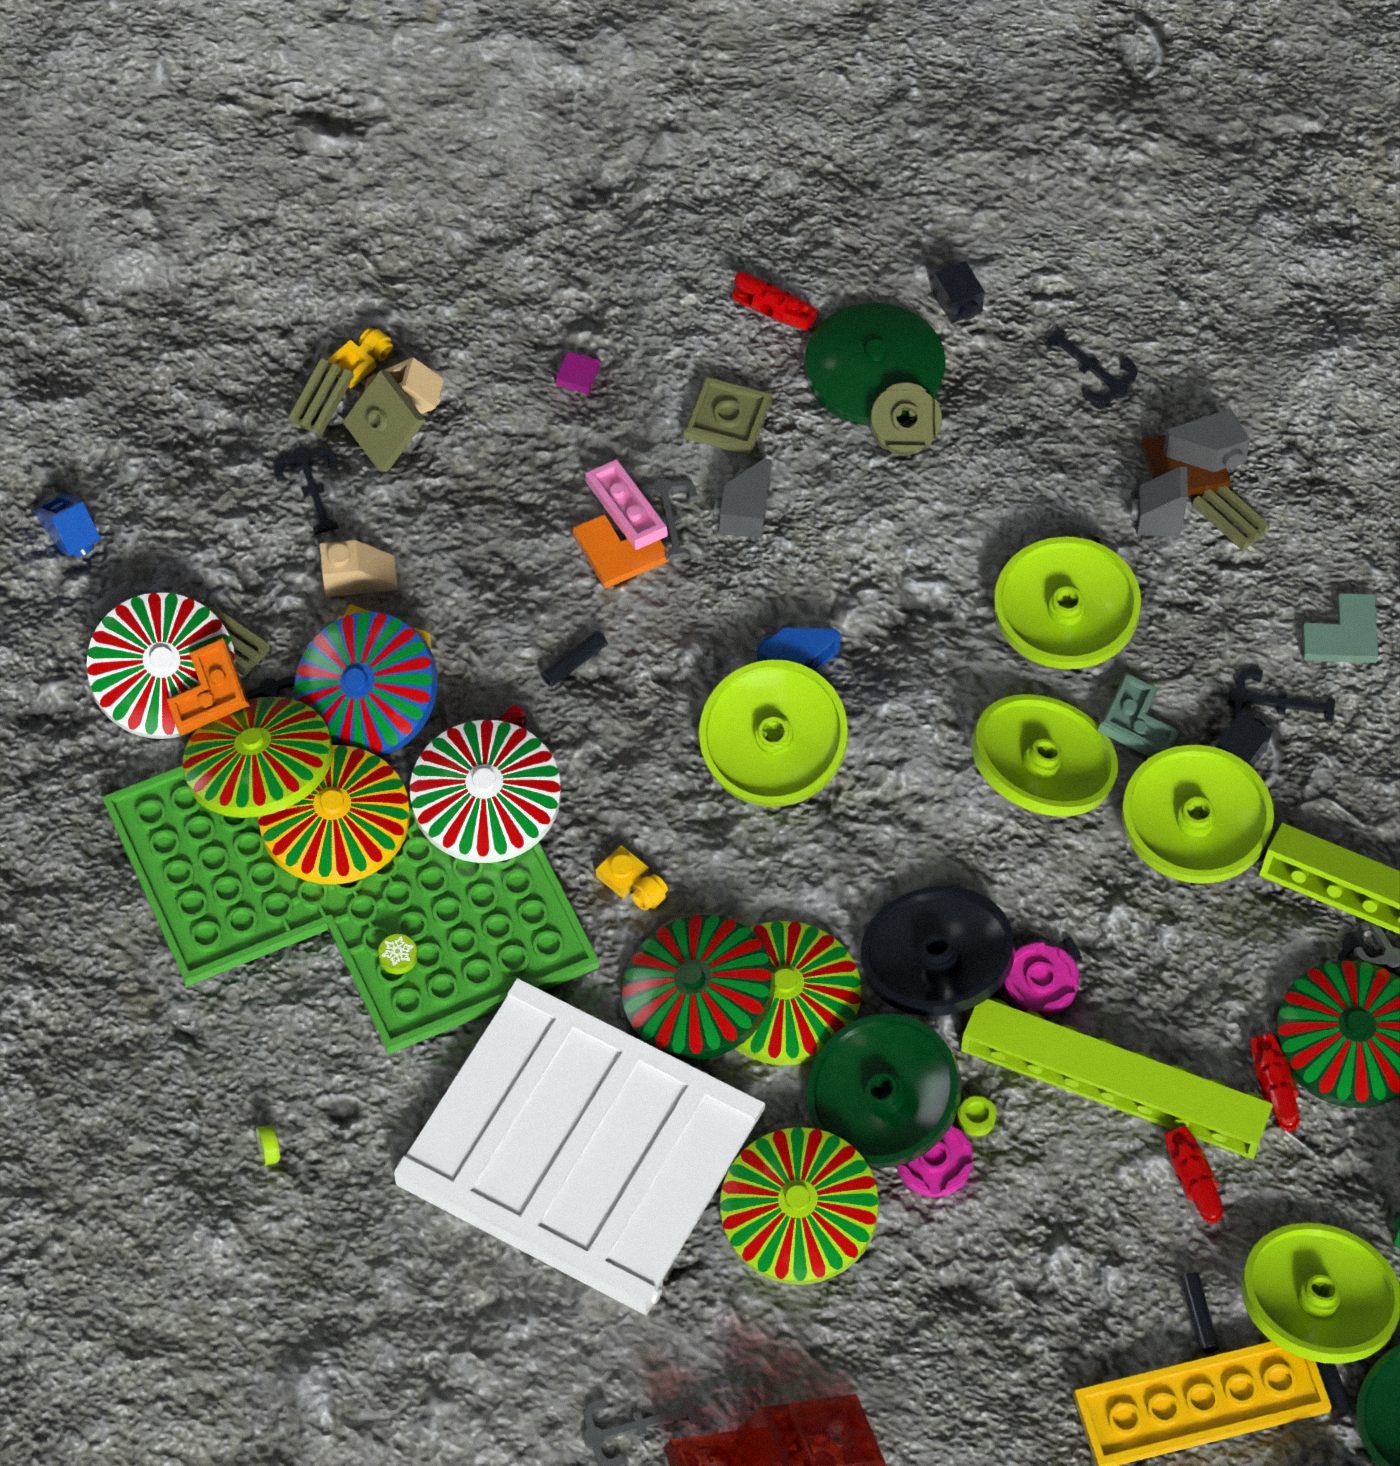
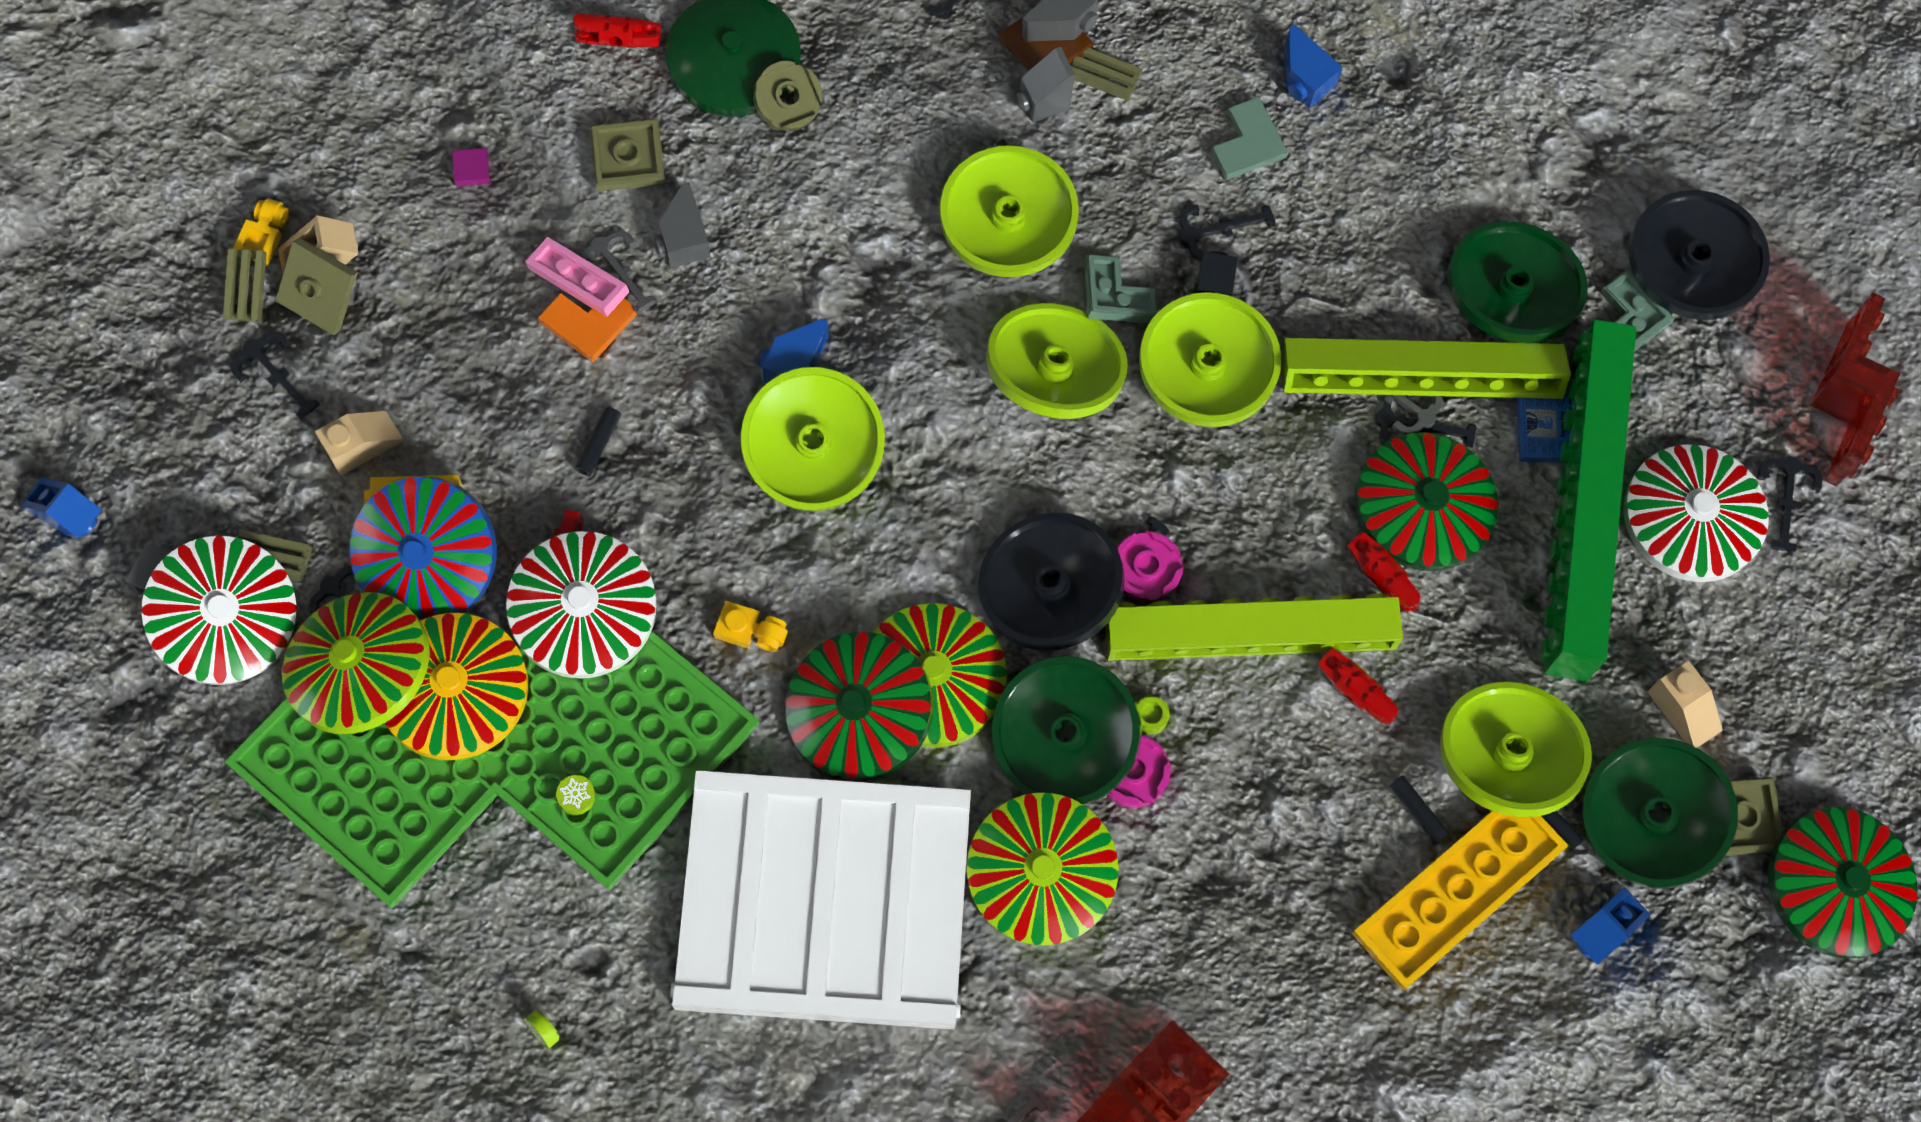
camera: 30 degrees left, 10 degrees up
(218, 692) = (288, 621): orange tile -> none

